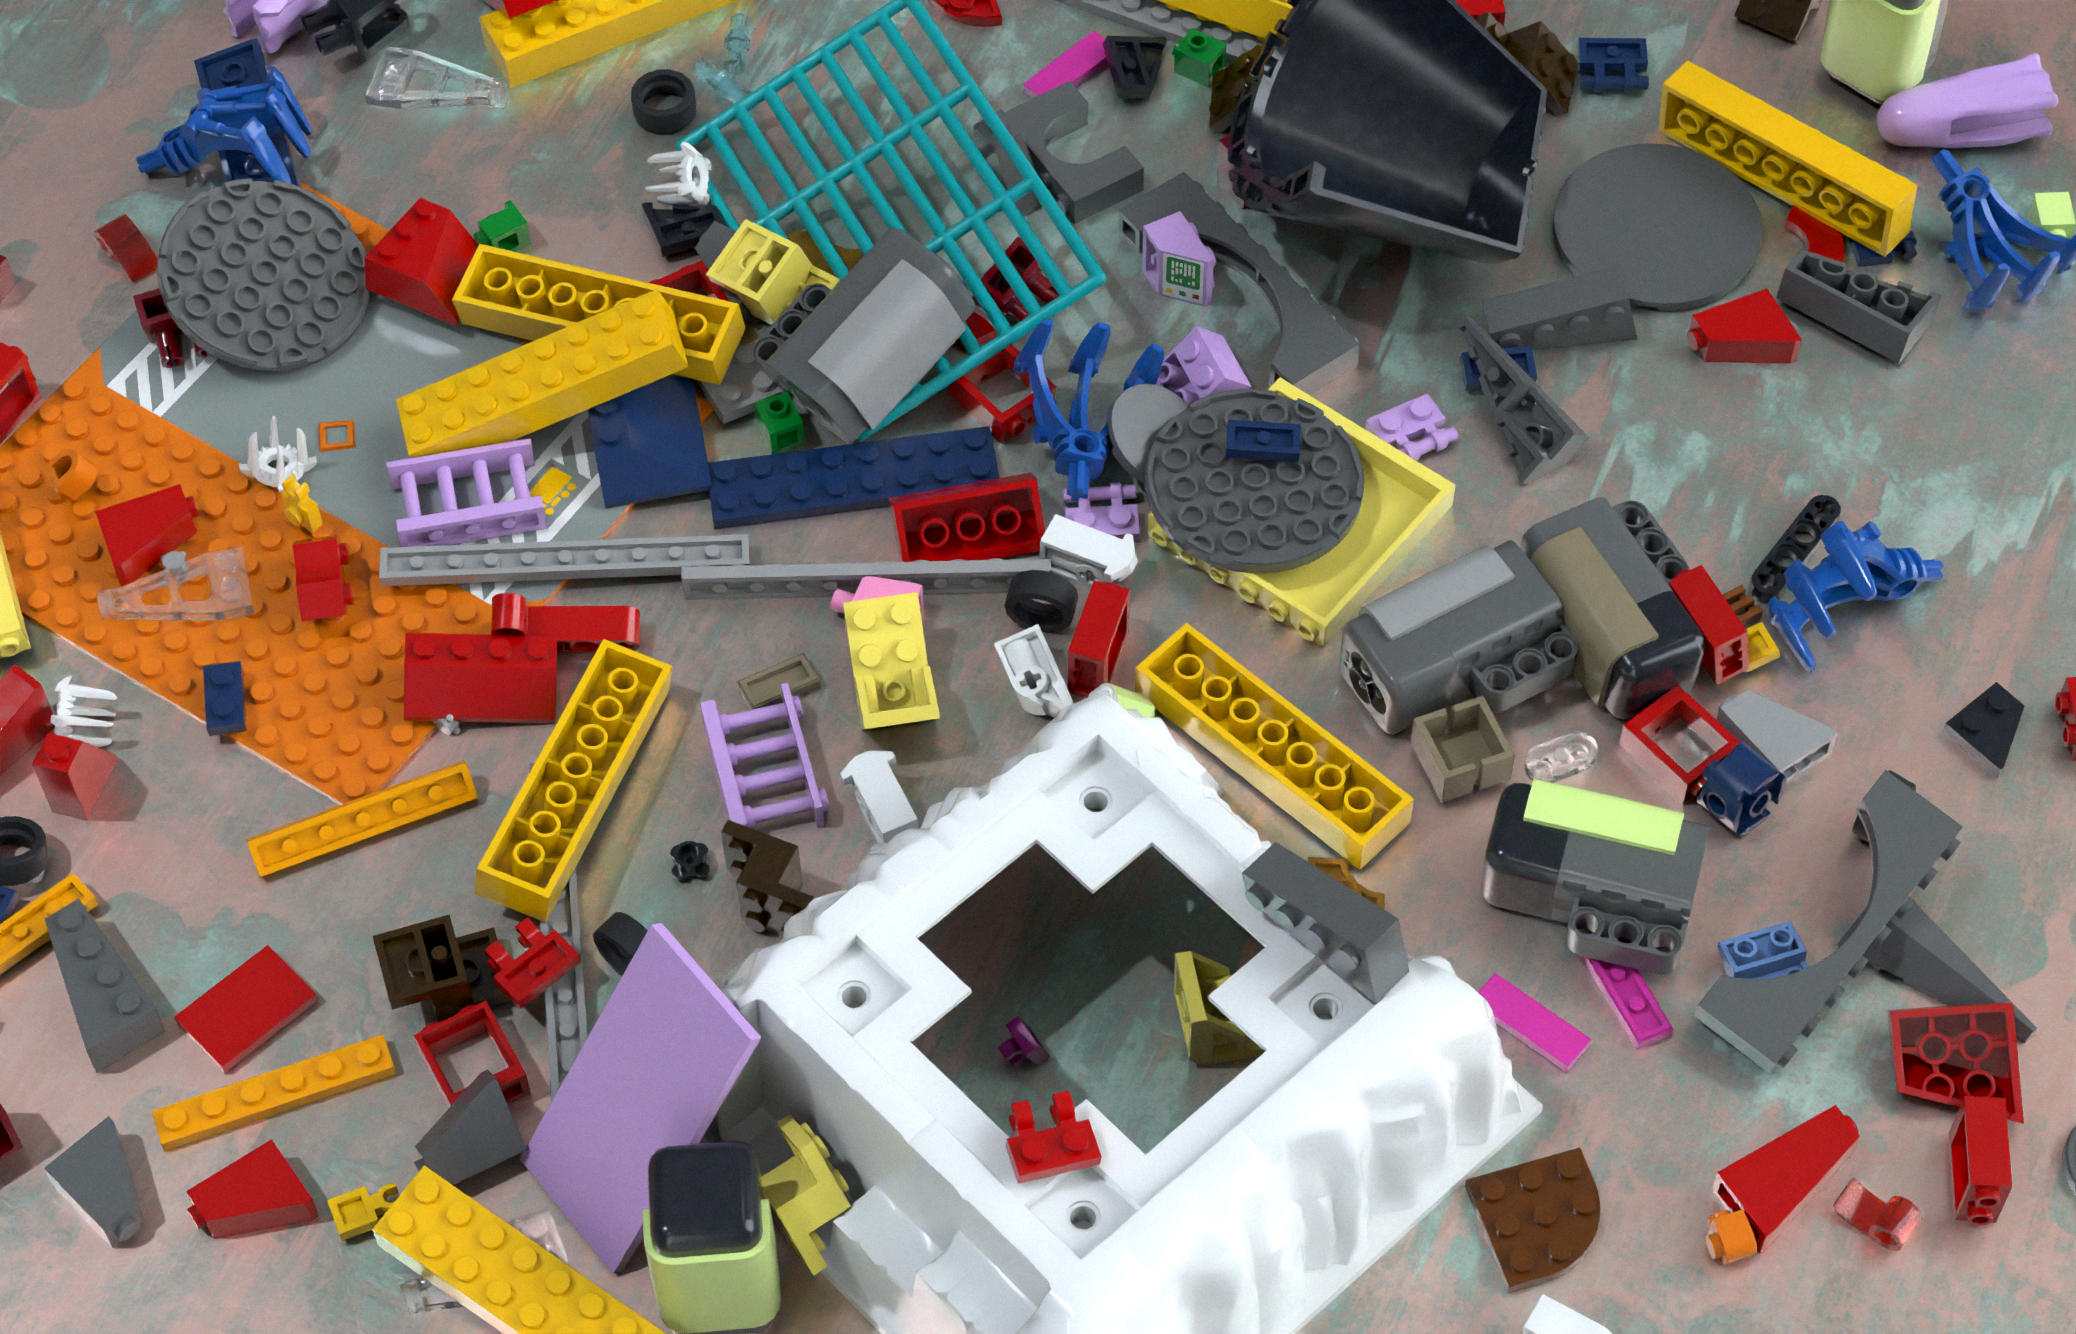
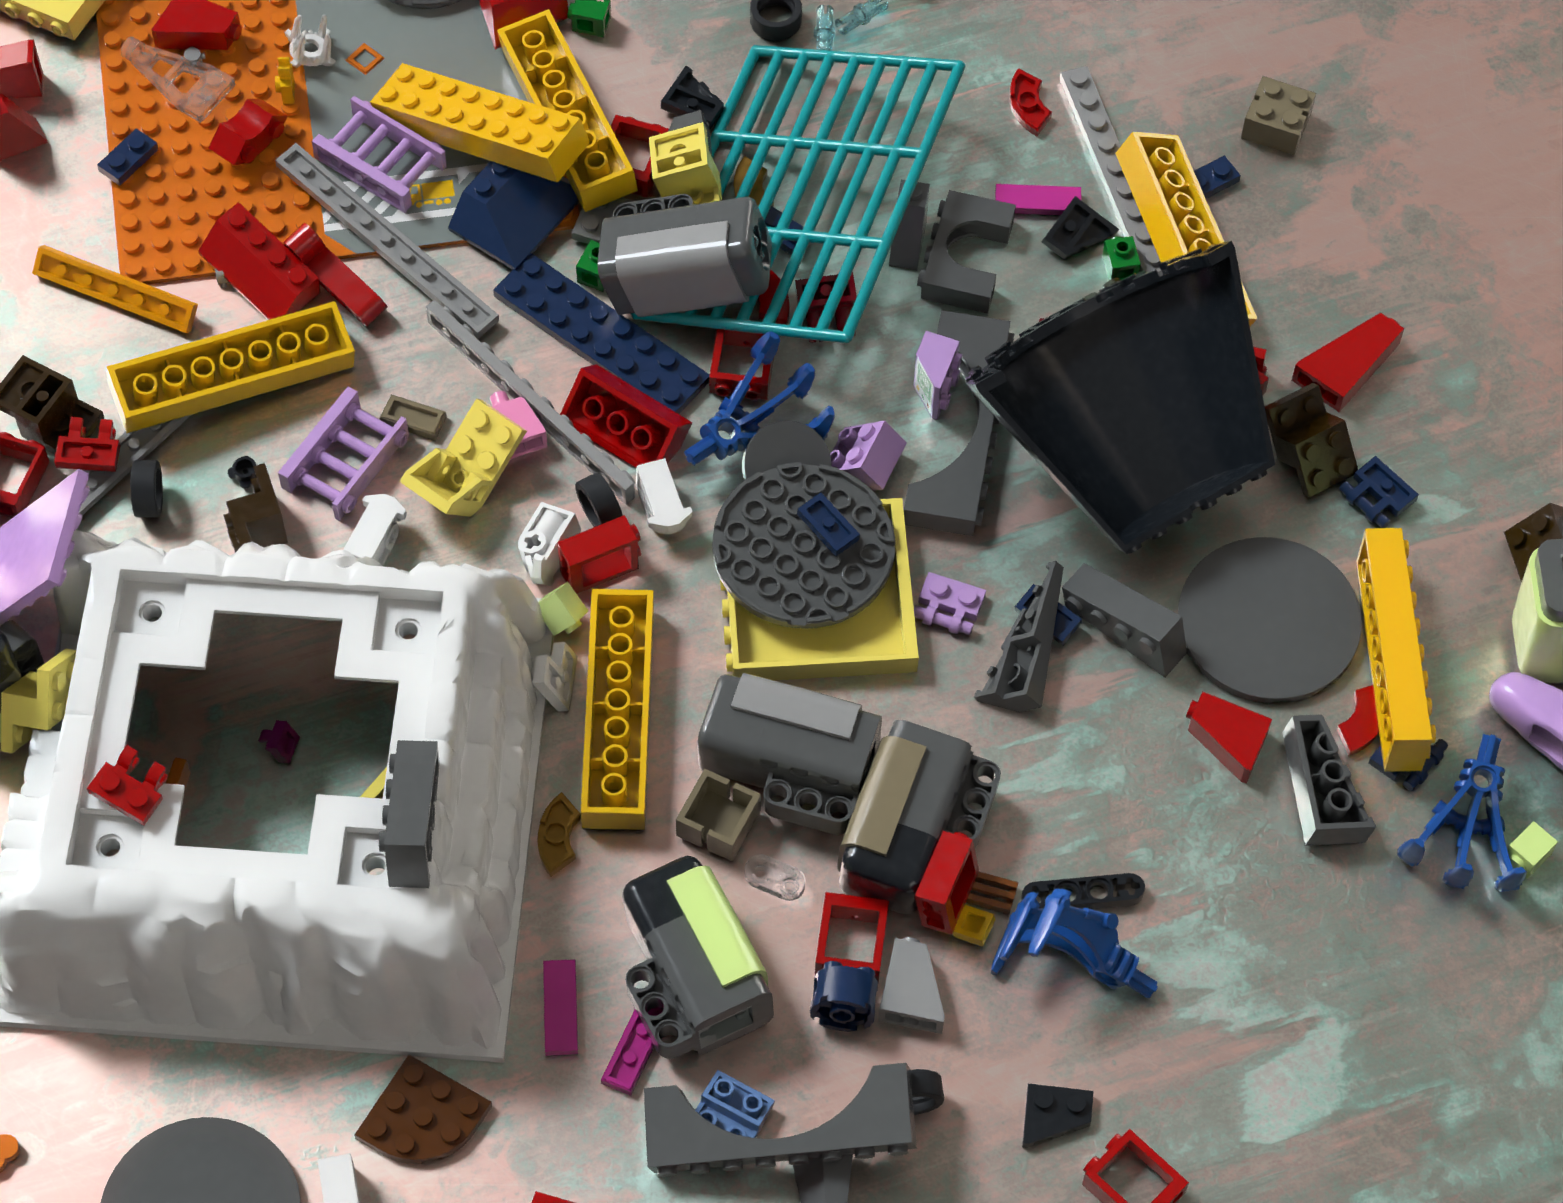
camera: 45 degrees right, 5 degrees up
(65, 708) = (40, 91): white piece -> none
(688, 191) = (713, 74): white piece -> none
(1112, 519) = (700, 491): lavender plate -> none

